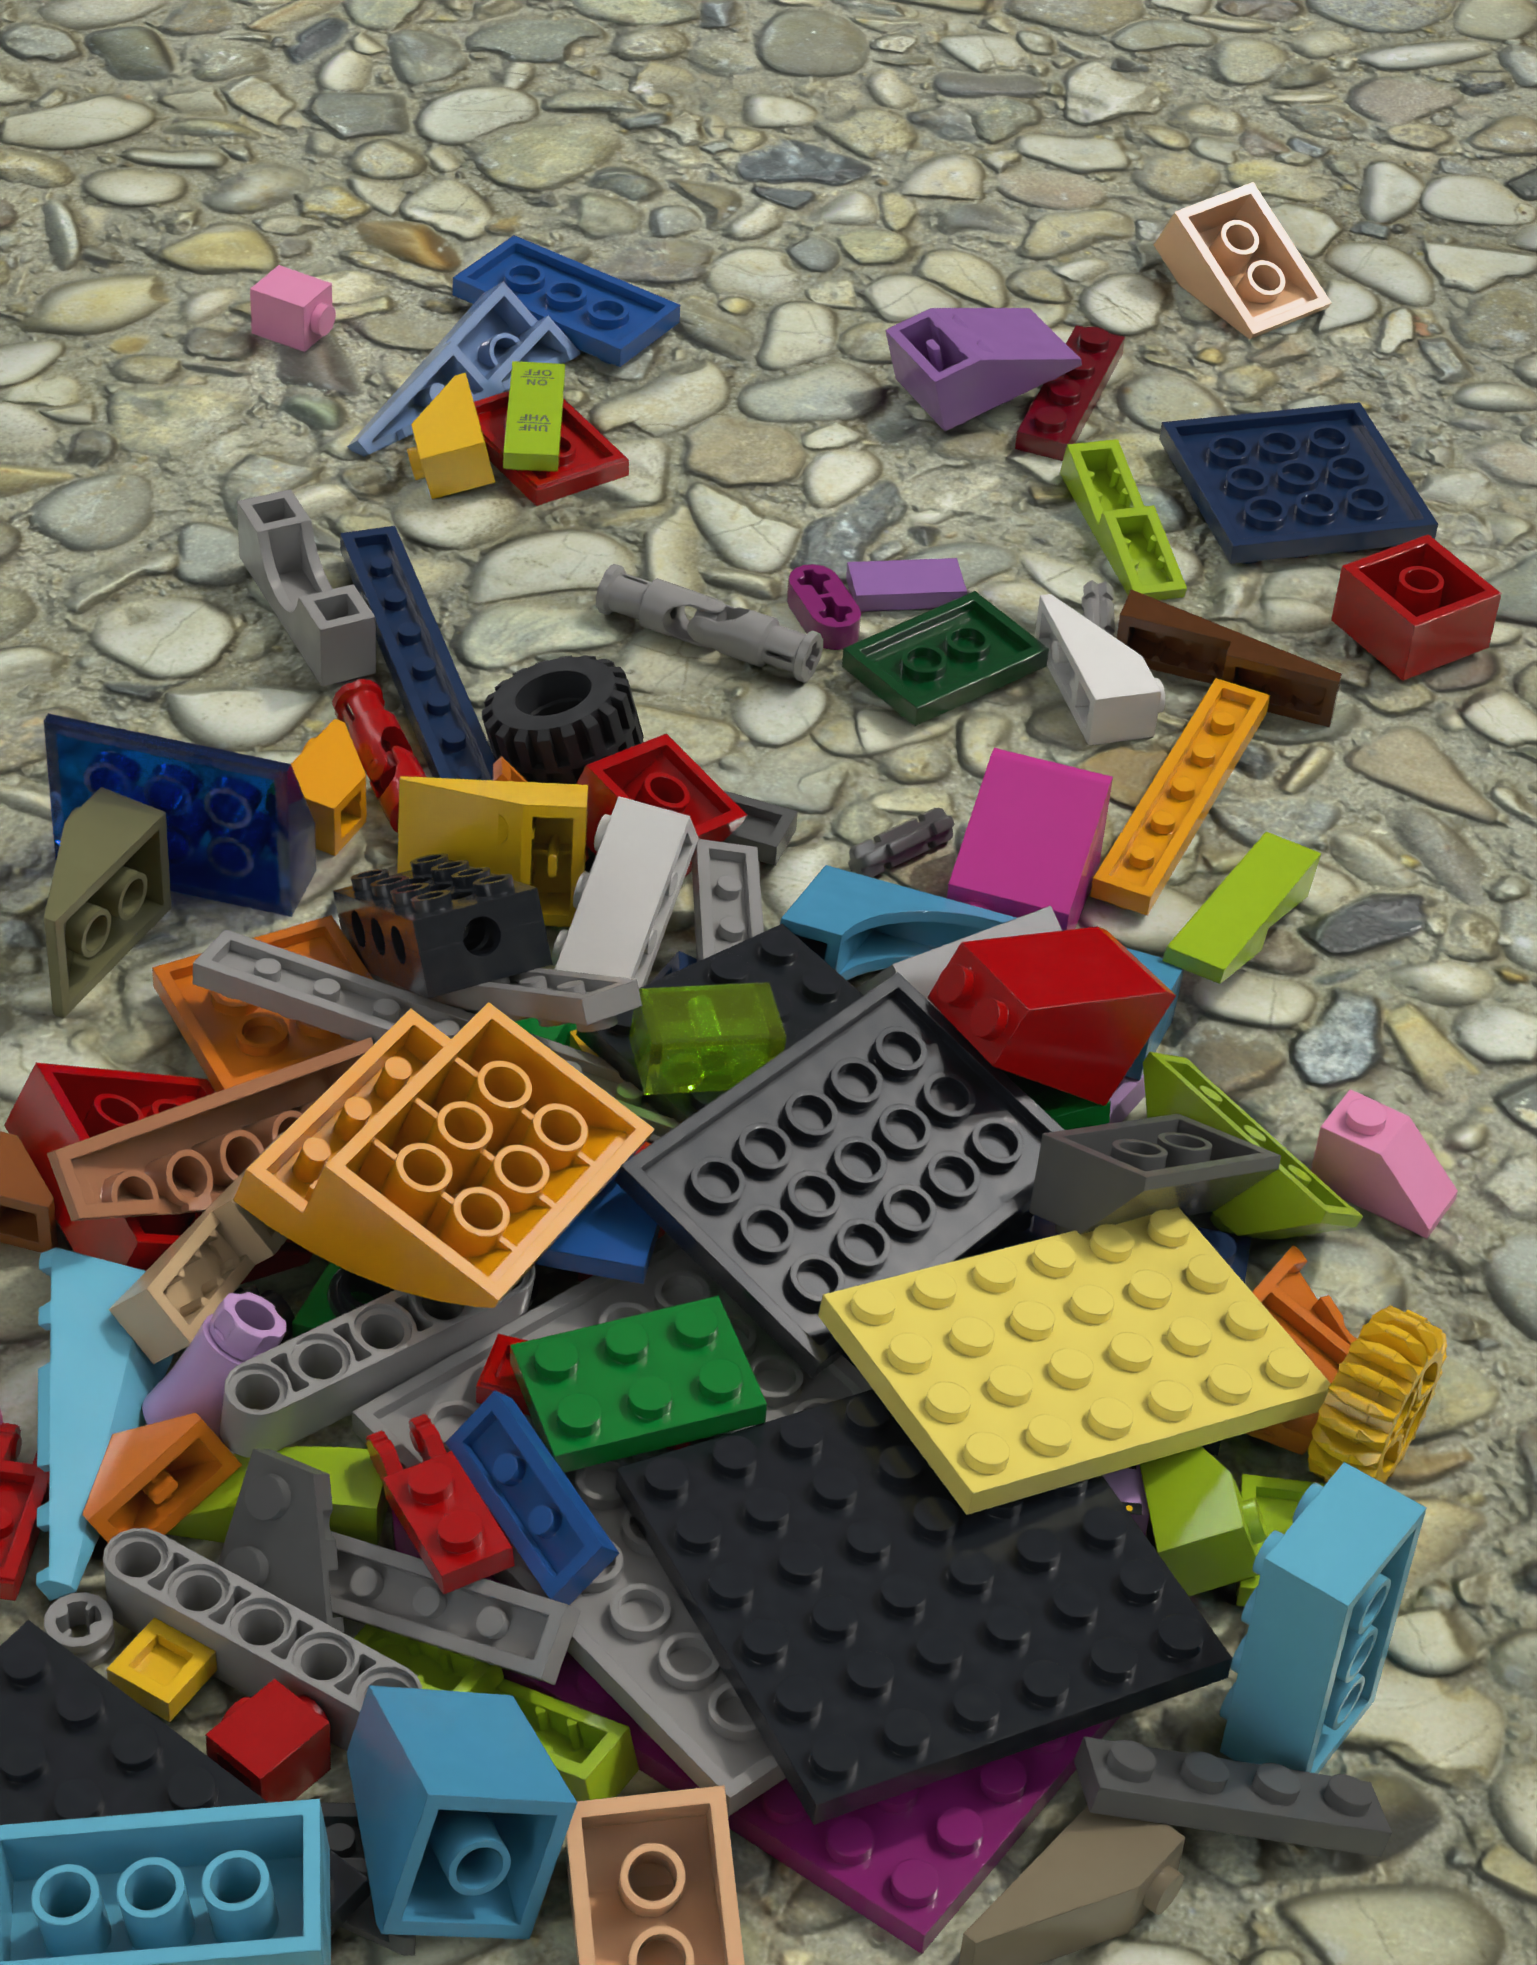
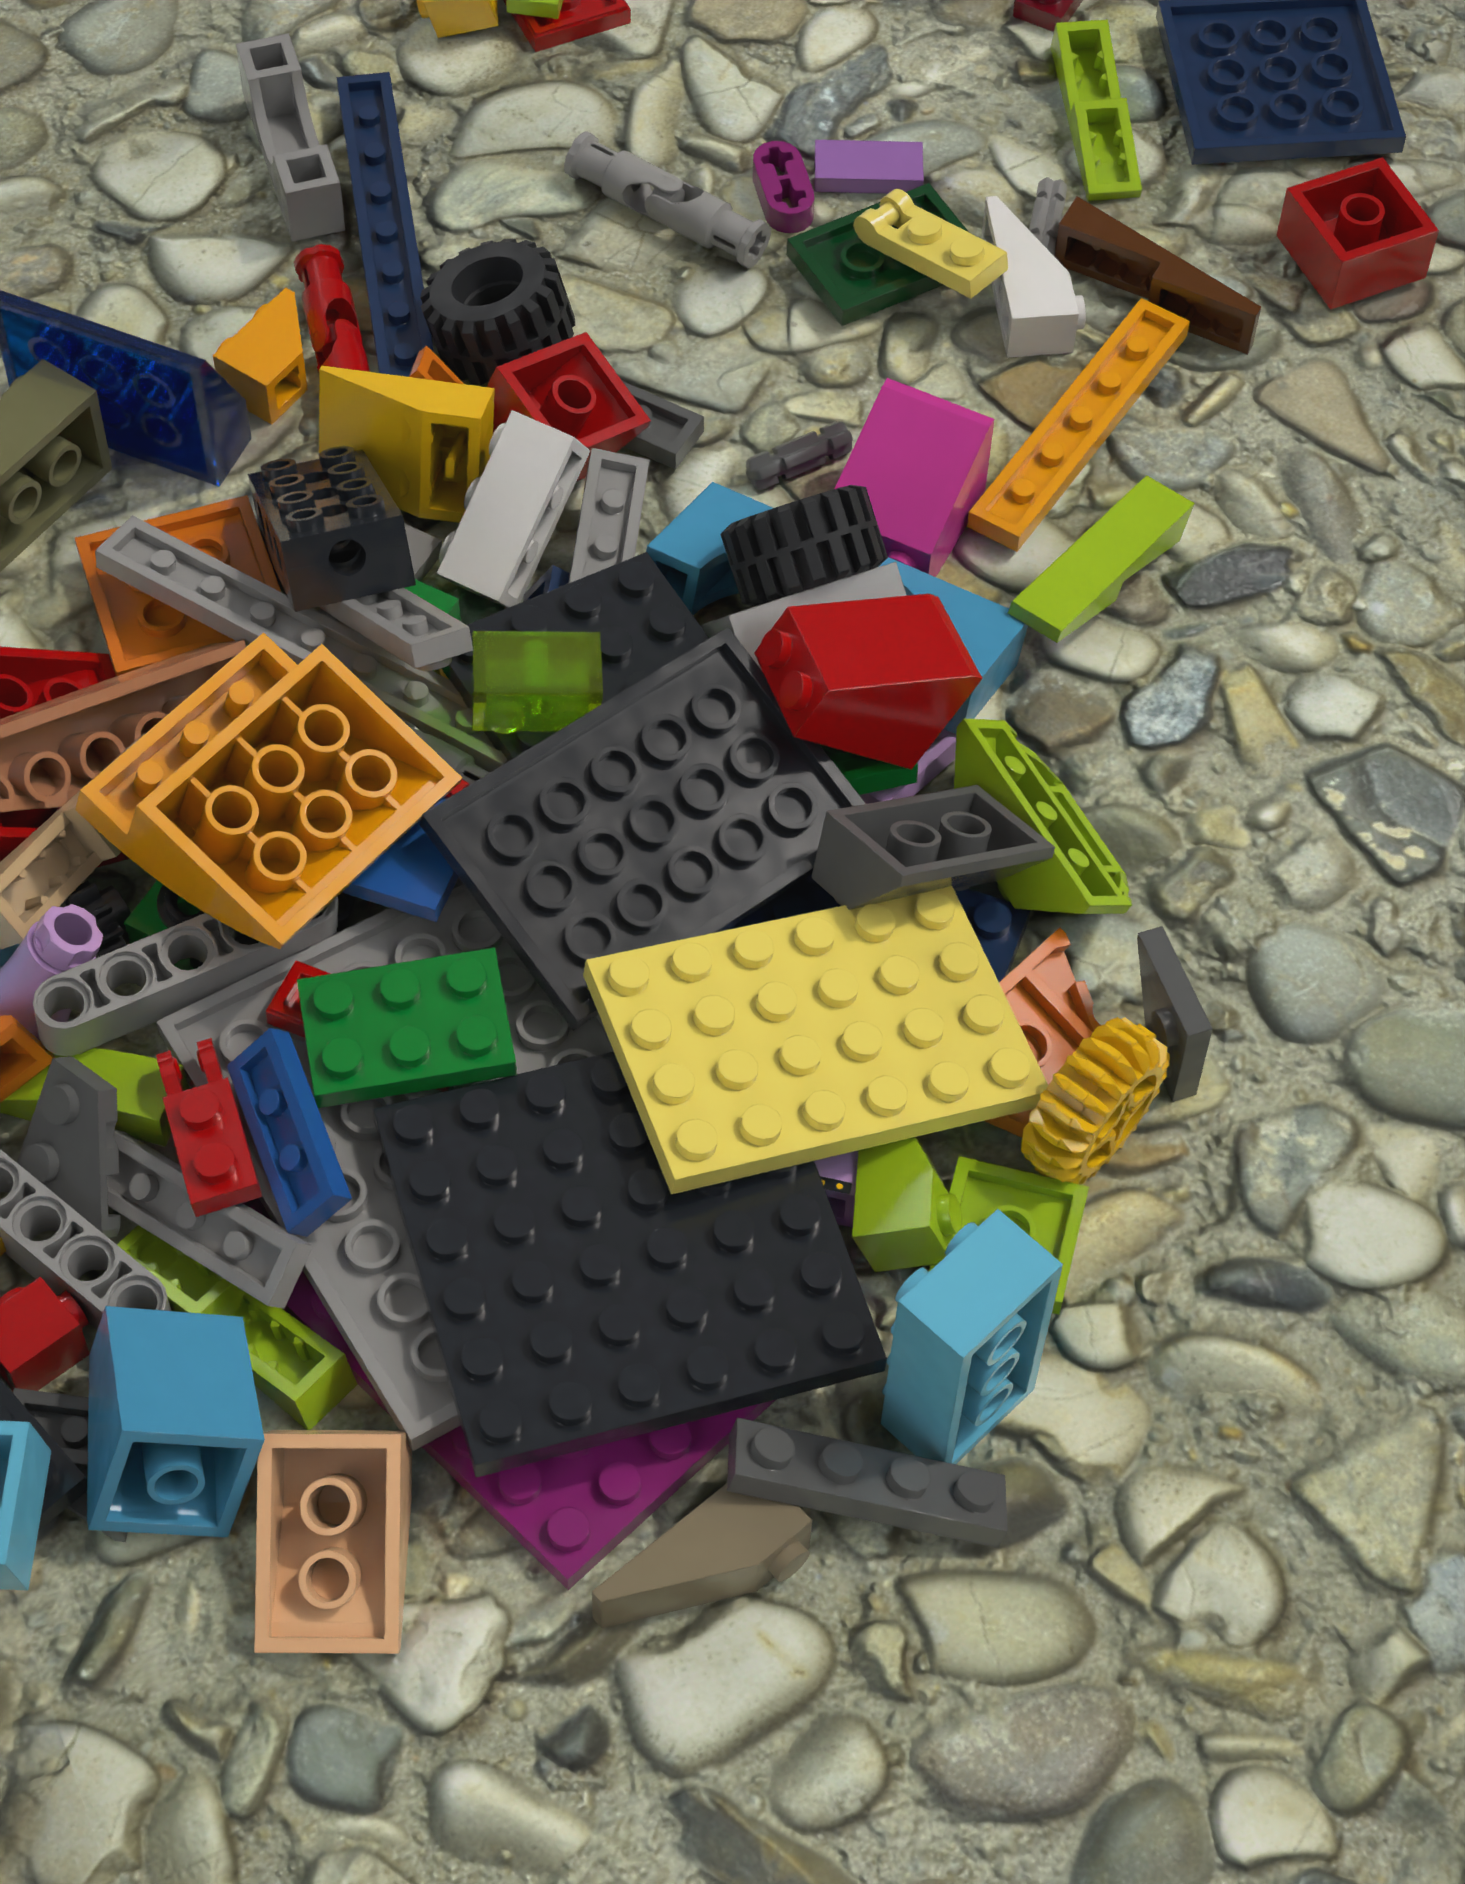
camera: 10 degrees right, 15 degrees up
(949, 895) = (804, 545): none -> black tyre
(995, 639) = (931, 244): none -> light yellow plate
(1382, 1164) = (1172, 844): bright pink slope -> none
(1436, 1291) = (1173, 1012): none -> dark grey wing

